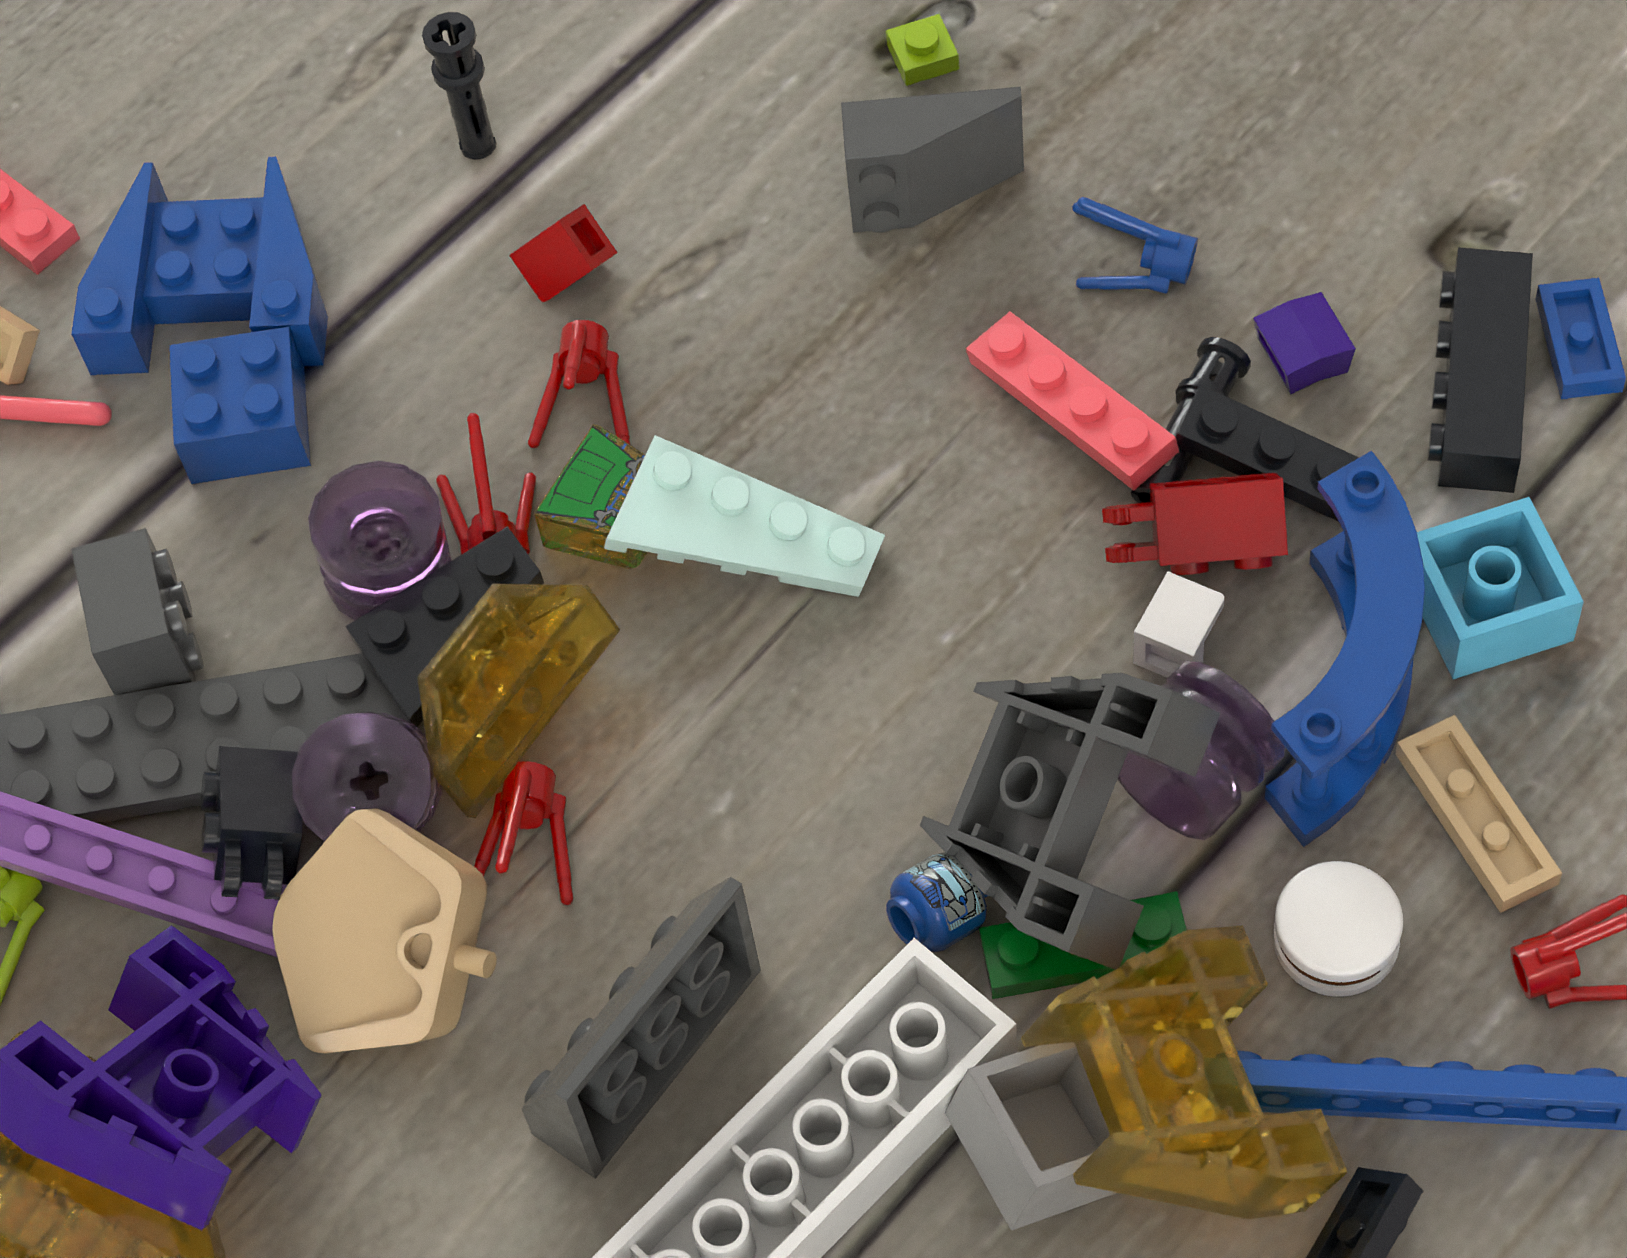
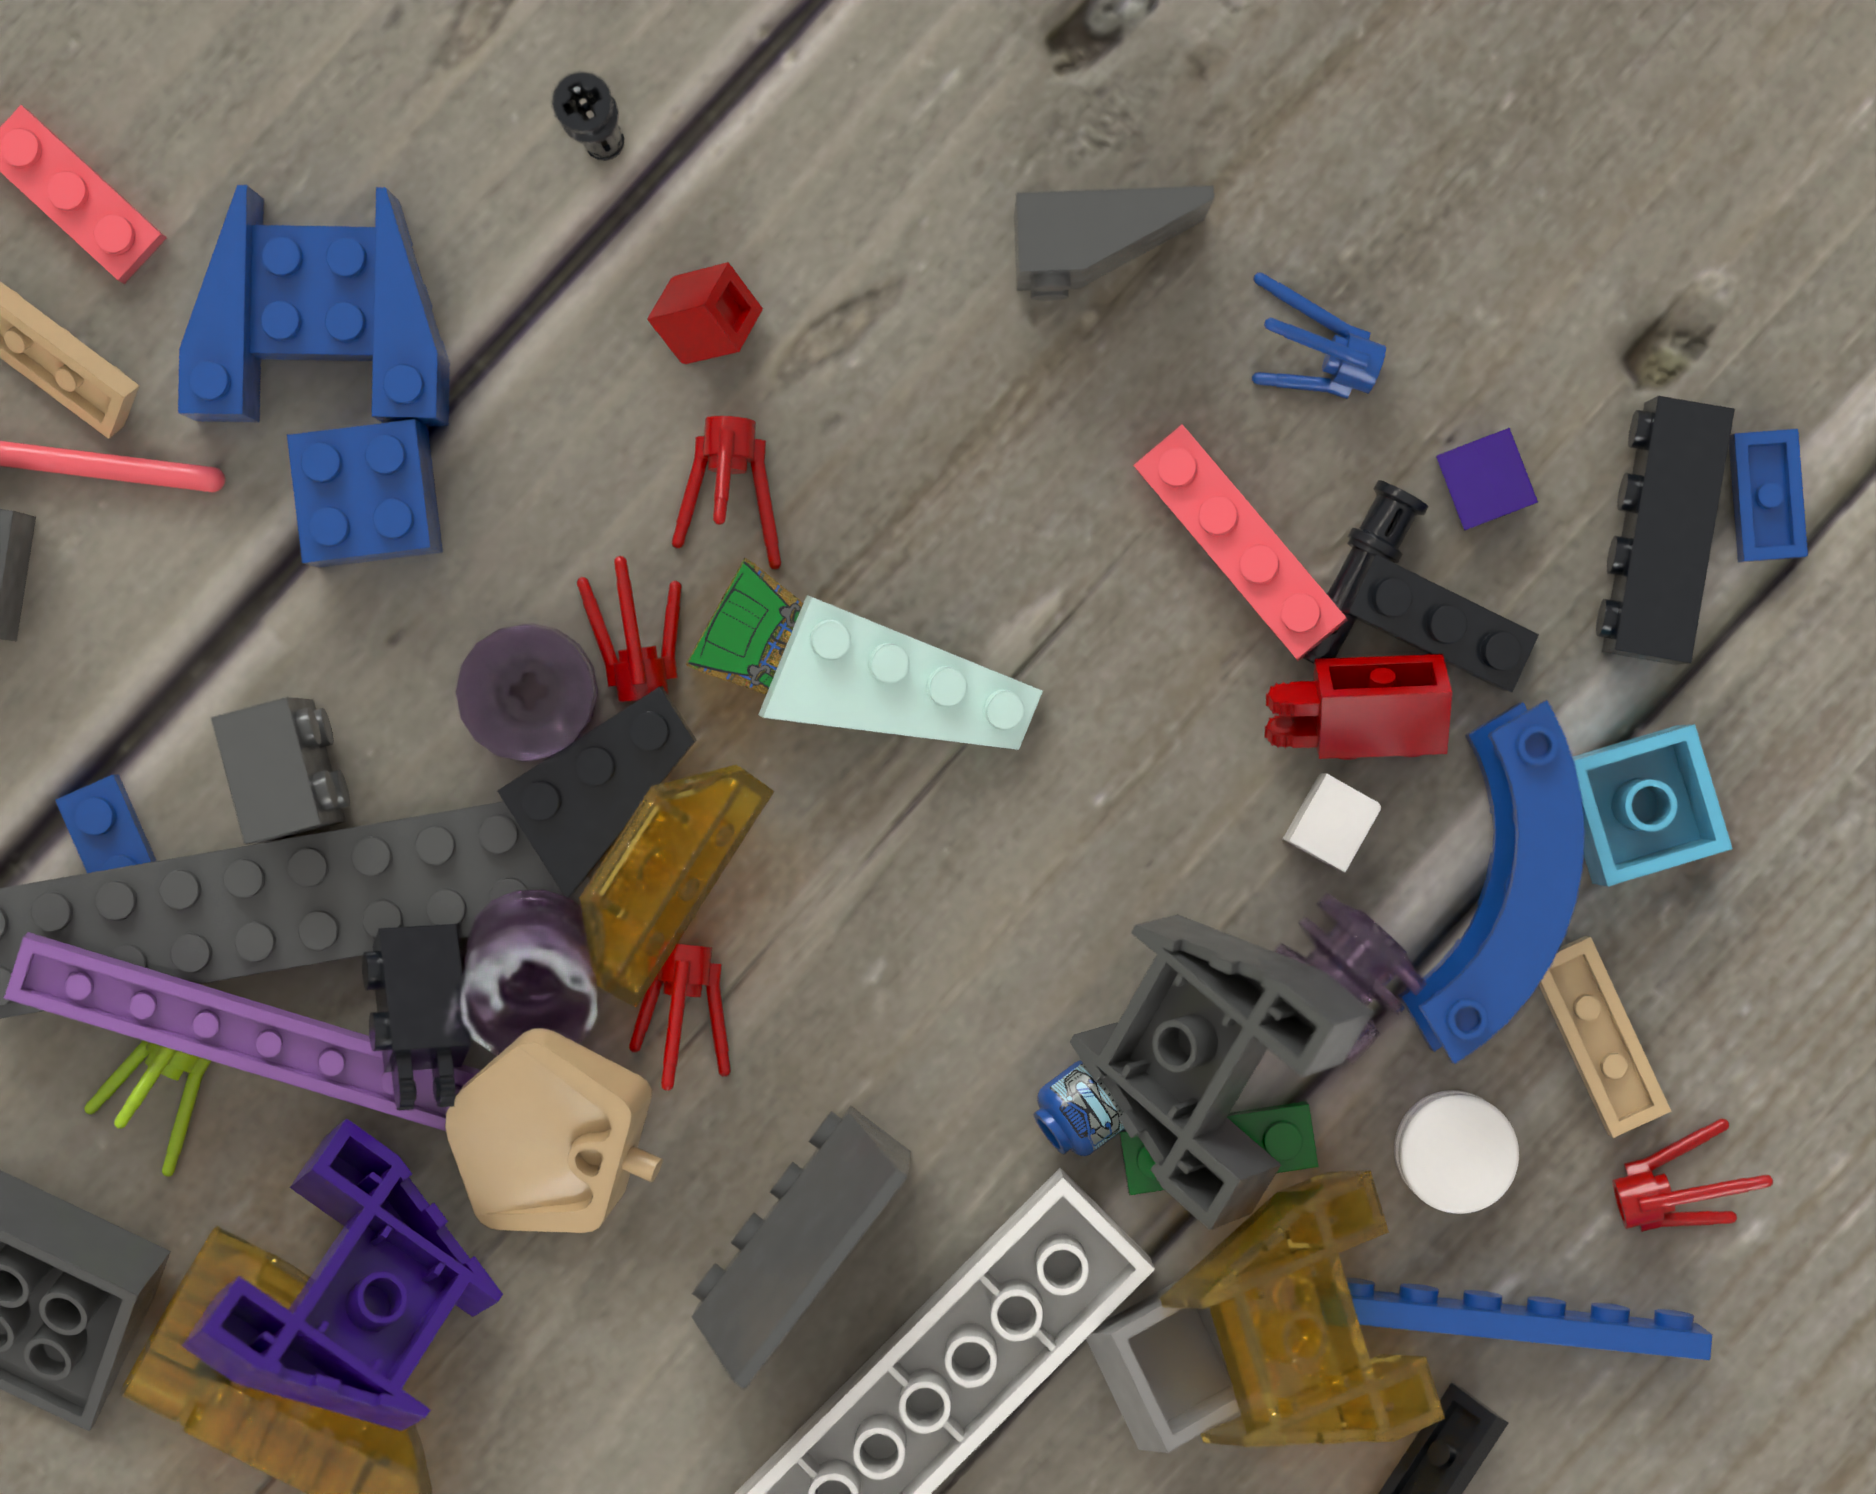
camera: 10 degrees left, 30 degrees up
(922, 49) = (1100, 51): lime plate -> none

